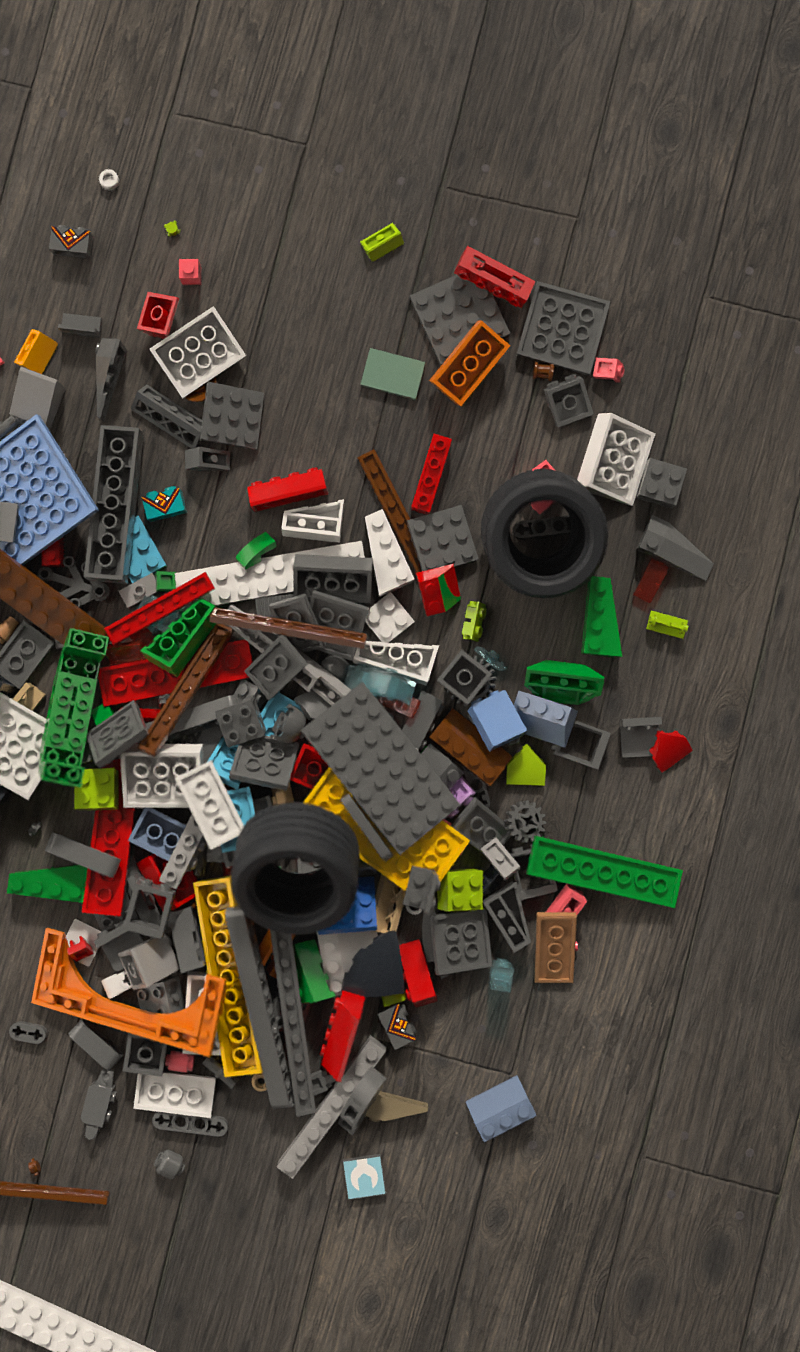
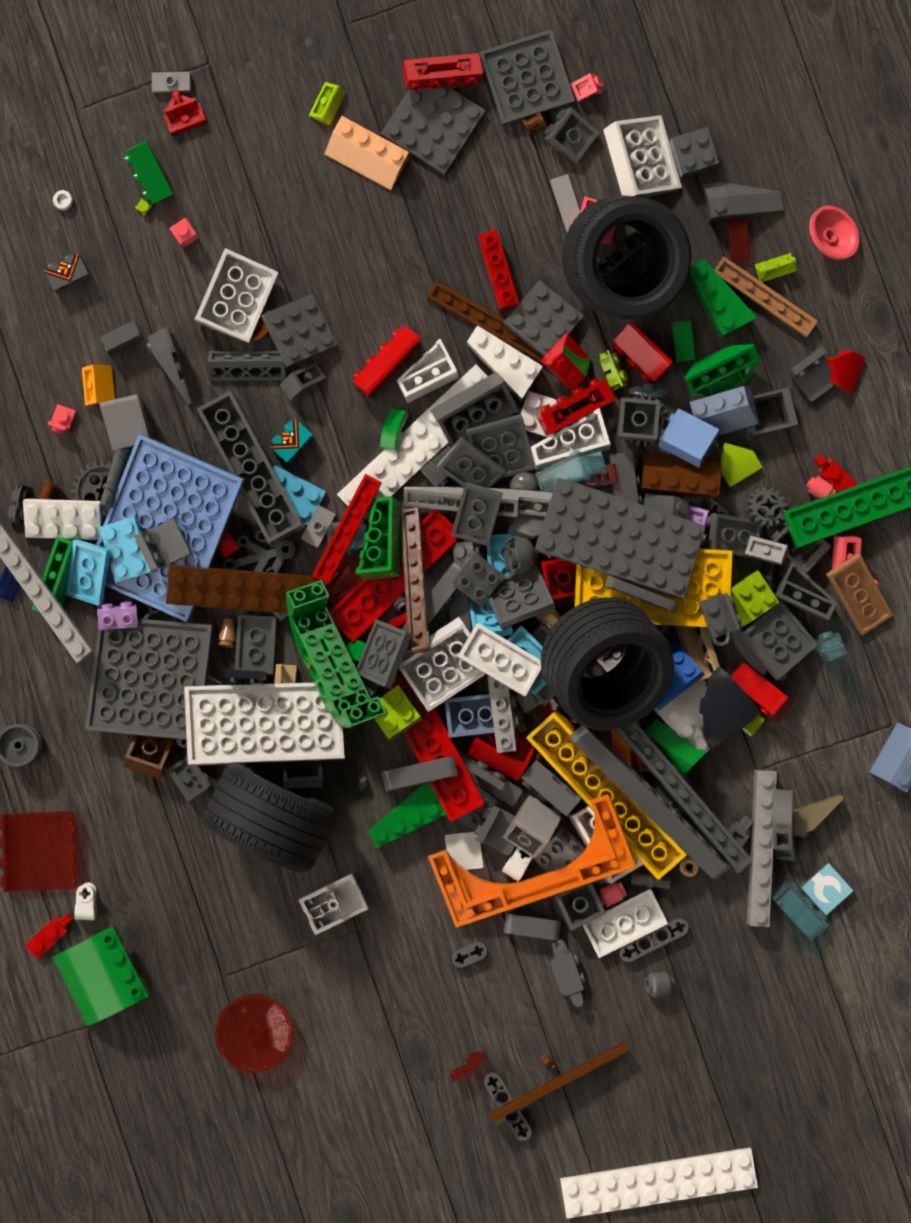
camera: 35 degrees left, 0 degrees up
(80, 950) = (467, 857): red tile -> none
(144, 927) = (512, 798): dark grey window -> none
(157, 314) = (183, 285): red slope -> none
(165, 581) = (335, 505): green tile -> none
(193, 201) = (148, 172): none -> green wedge
(256, 173) = (183, 114): none -> red slope
(263, 140) = (171, 81): none -> light grey plate
(288, 628) = (466, 473): reddish brown tile -> none
(328, 1180) = (799, 909): none -> clear light blue wedge
(342, 1033) = (732, 779): red slope -> none
(386, 304) = (366, 153): none -> light nougat slope
(392, 374) = (409, 208): sand green tile -> none
(397, 1025) = (771, 745): dark grey brick -> none
(451, 633) = (547, 419): none -> red brick
(469, 363) = (469, 156): orange brick -> none
(505, 622) = (641, 353): none -> red slope
(528, 451) = (565, 199): none -> light grey tile
(548, 634) = (683, 340): none -> green slope
(581, 835) = (819, 487): none -> coral brick
(601, 831) = (834, 474): none -> red hinge
(641, 643) = (765, 297): none -> medium nougat plate
(735, 627) = (834, 232): none -> coral dish

